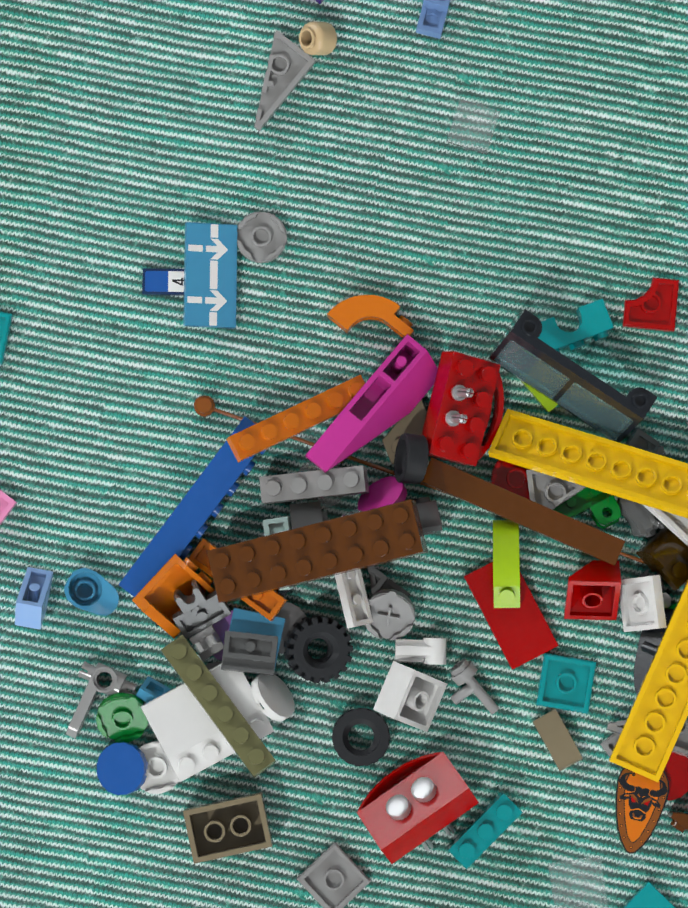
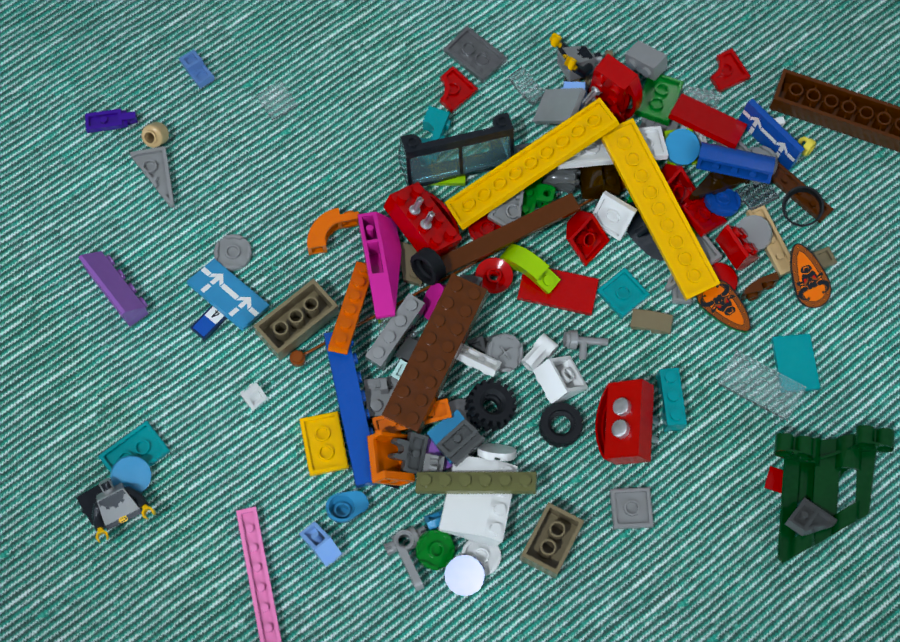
camera: 50 degrees left, 15 degrees down
(116, 153) = (114, 287): none -> medium lavender slope
(125, 398) = (253, 396): none -> white tile
(138, 511) = (324, 443): none -> yellow tile
(235, 524) = (378, 394): none -> light grey hinge
(240, 371) = (296, 319): none -> dark tan brick
(480, 529) = (498, 268): none -> red dish

